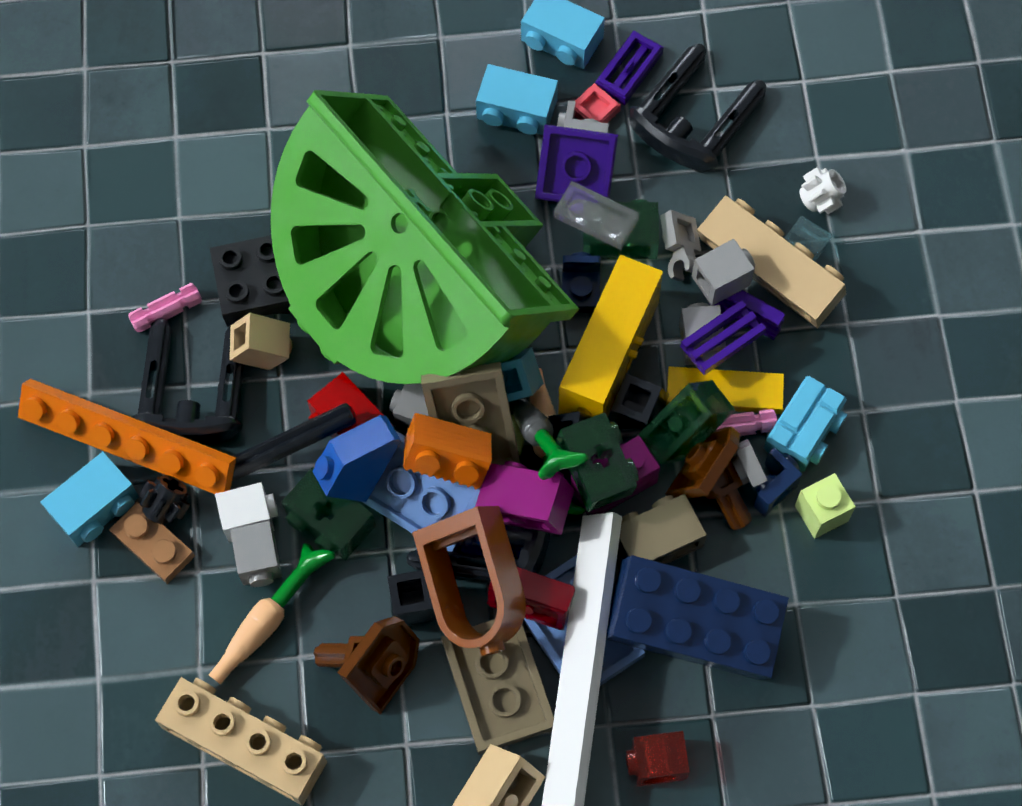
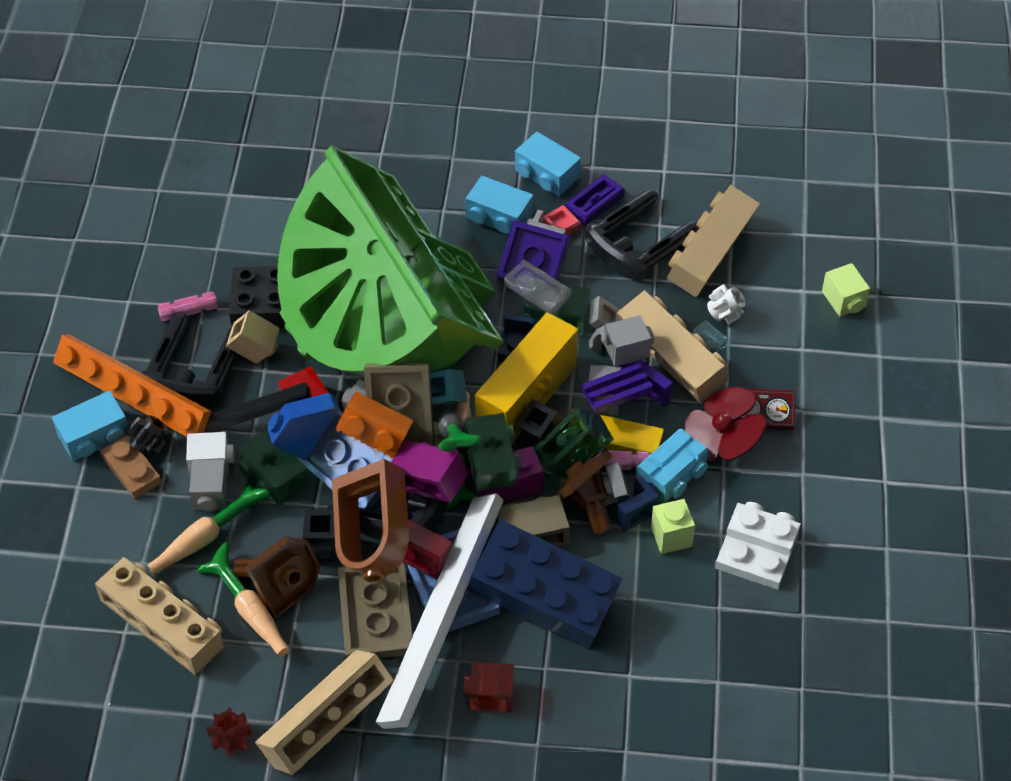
camera: 10 degrees right, 15 degrees down
(341, 700) = (247, 601): none -> light nougat piece
(787, 105) = (712, 241): none -> tan brick
(855, 370) = (721, 429): none -> dark red piece
(894, 324) = (775, 407): none -> slope
(927, 508) = (758, 544): none -> white plate
(960, 145) = (845, 290): none -> yellowish green brick

